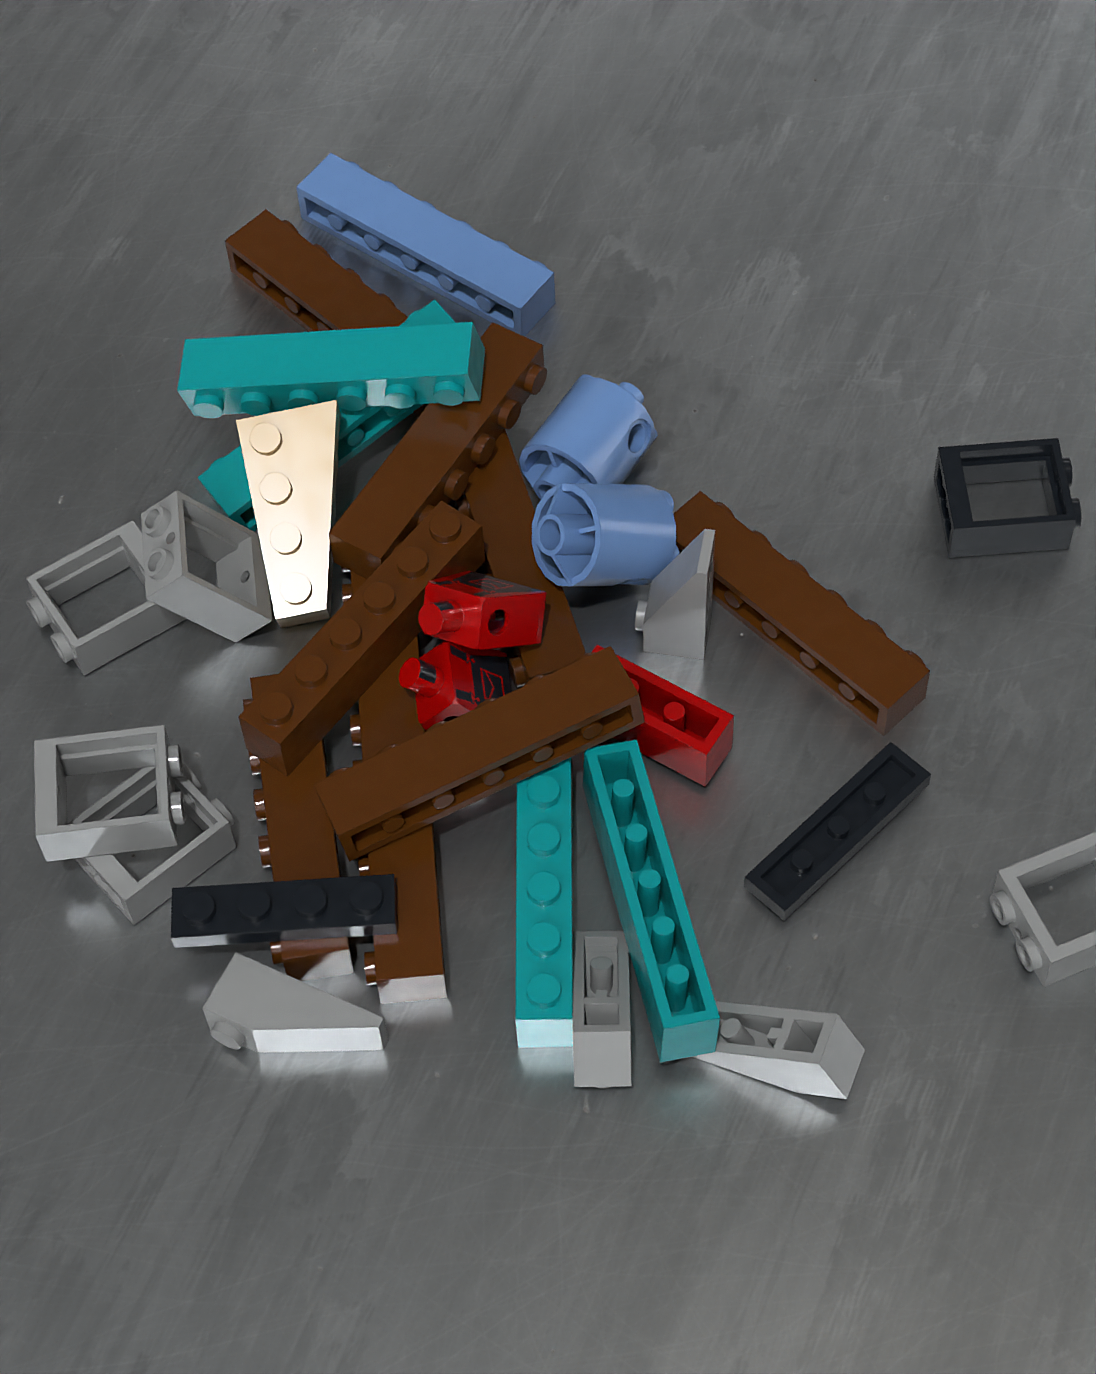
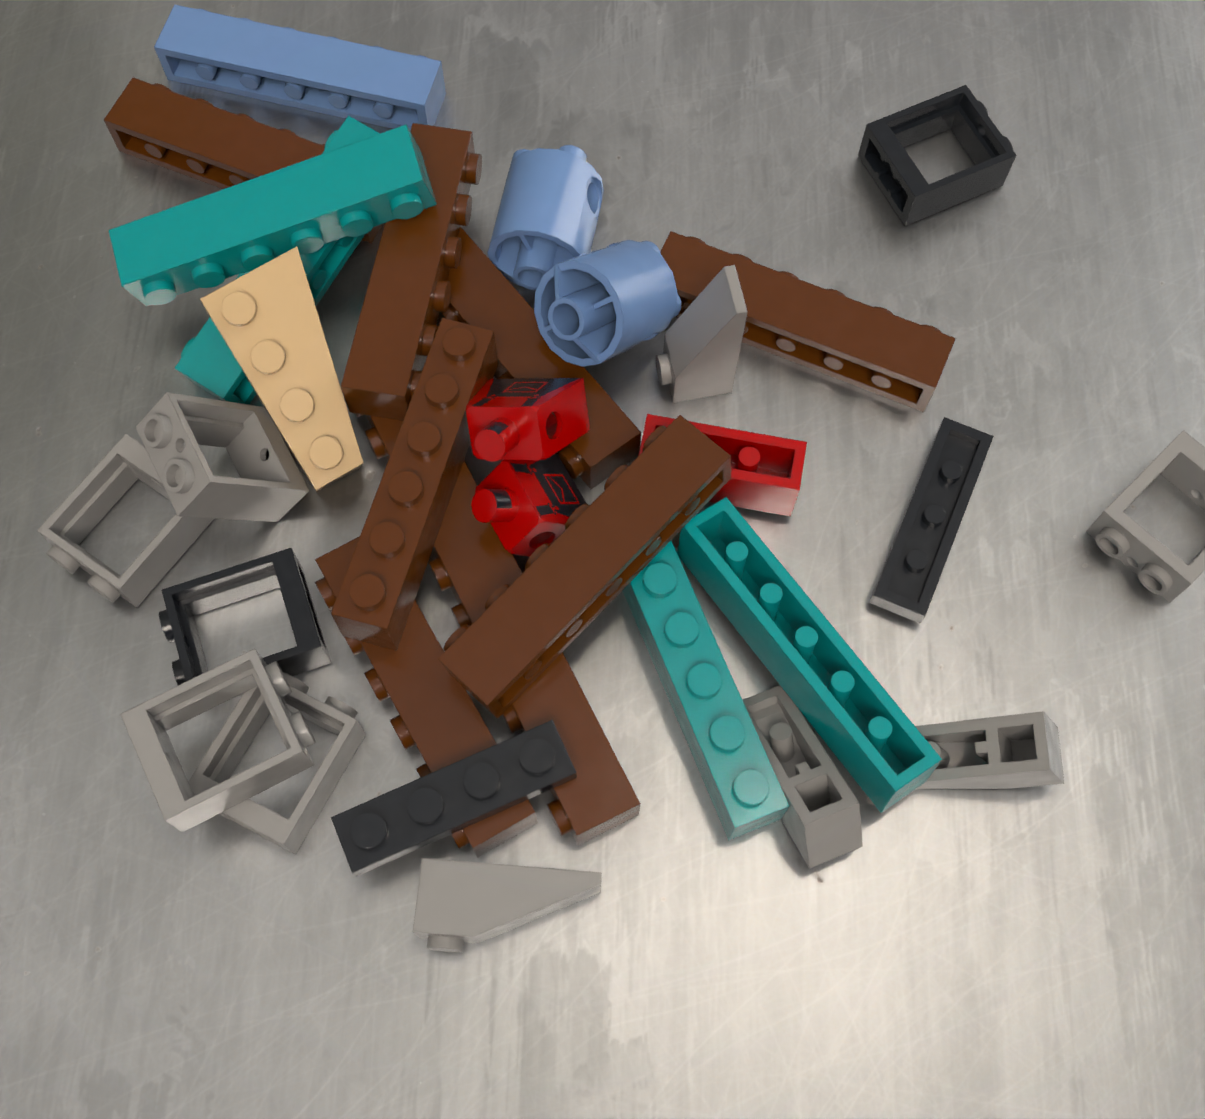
camera: 25 degrees left, 10 degrees up
(177, 680) = (236, 584): none -> black window

